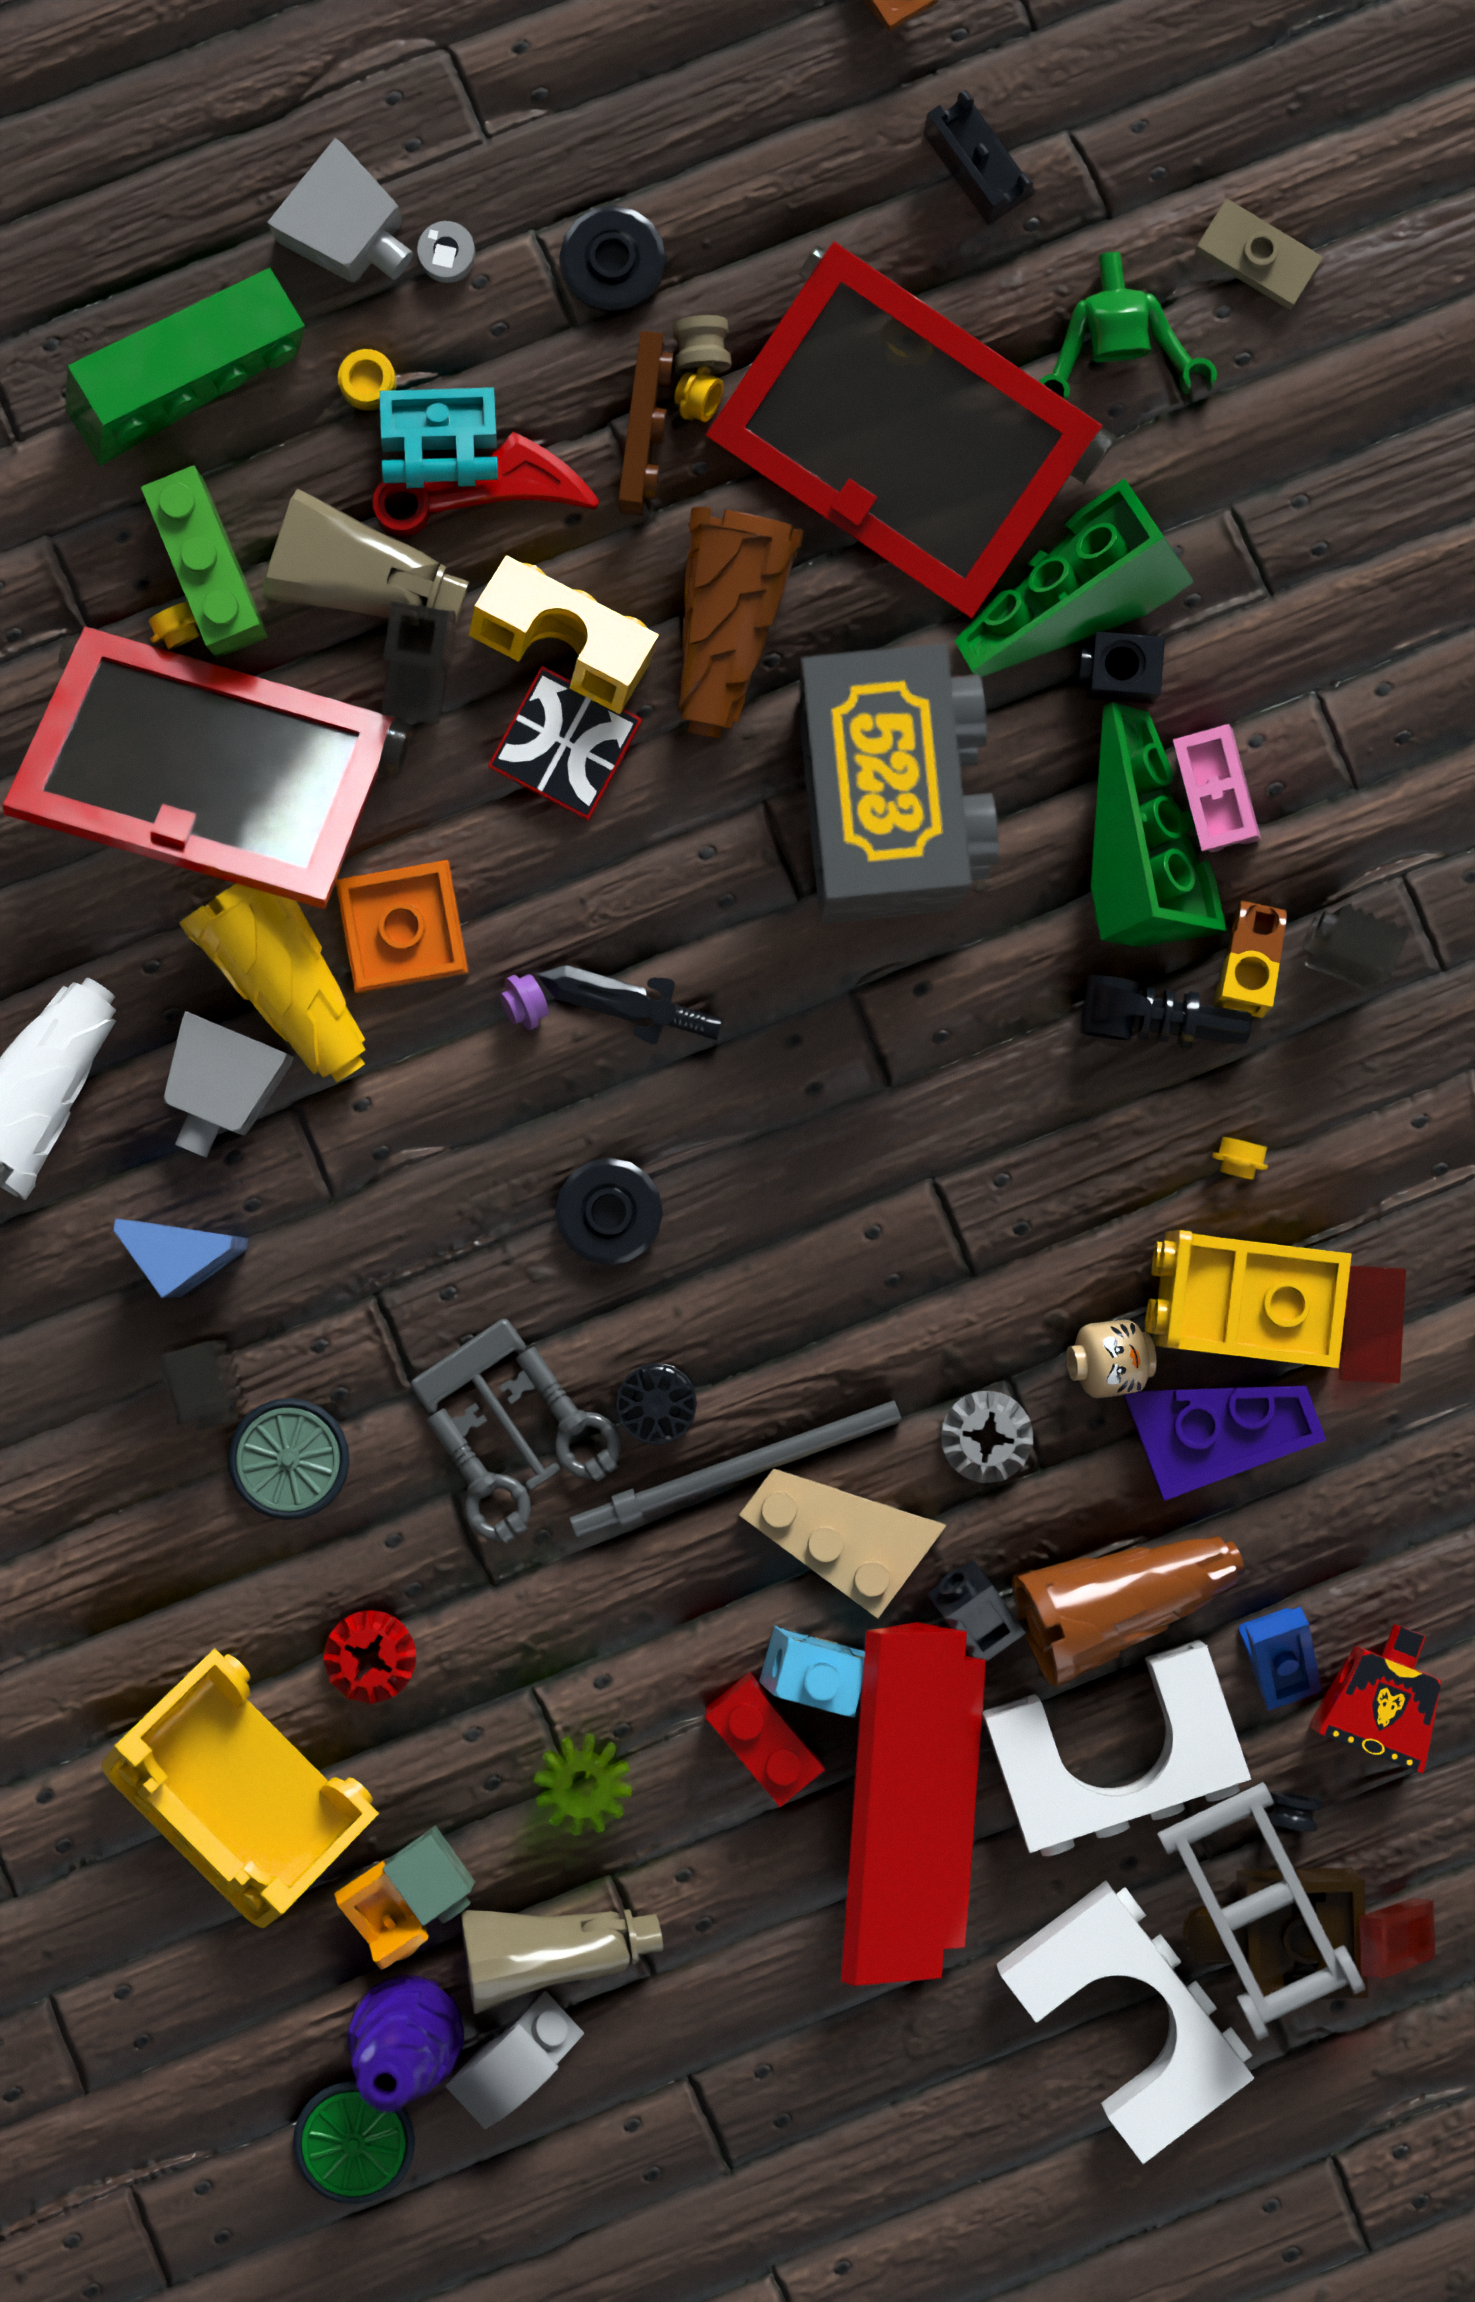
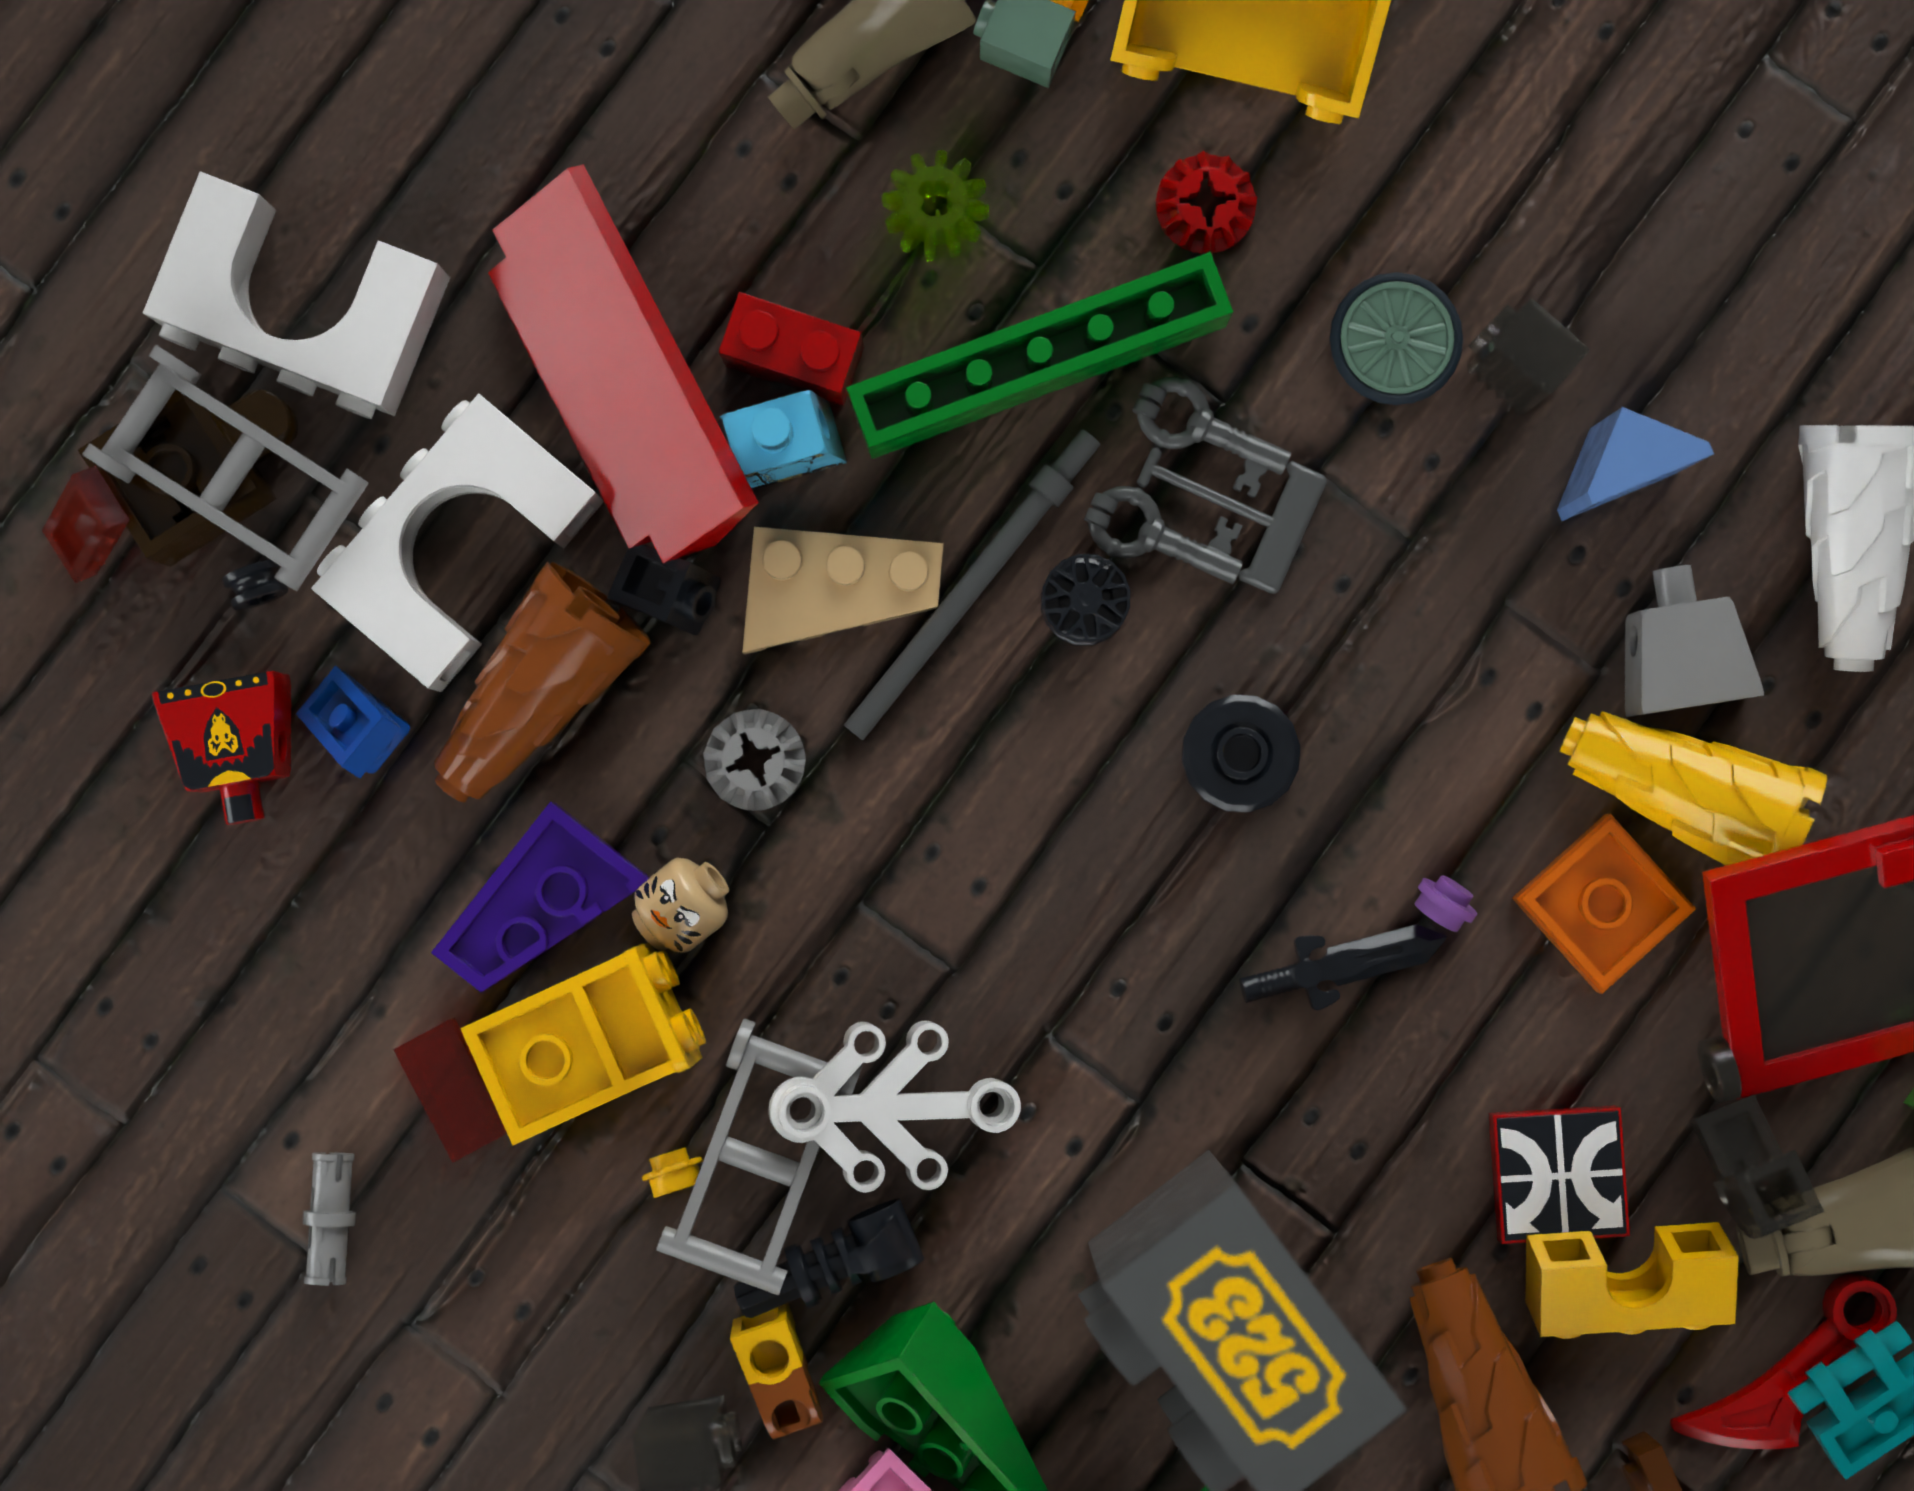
camera: 155 degrees right, 0 degrees up
(576, 1614) = (1040, 355): none -> green brick
(1049, 1110) = (882, 1105): none -> white plant
(1133, 1213) = (680, 1243): none -> light grey piece

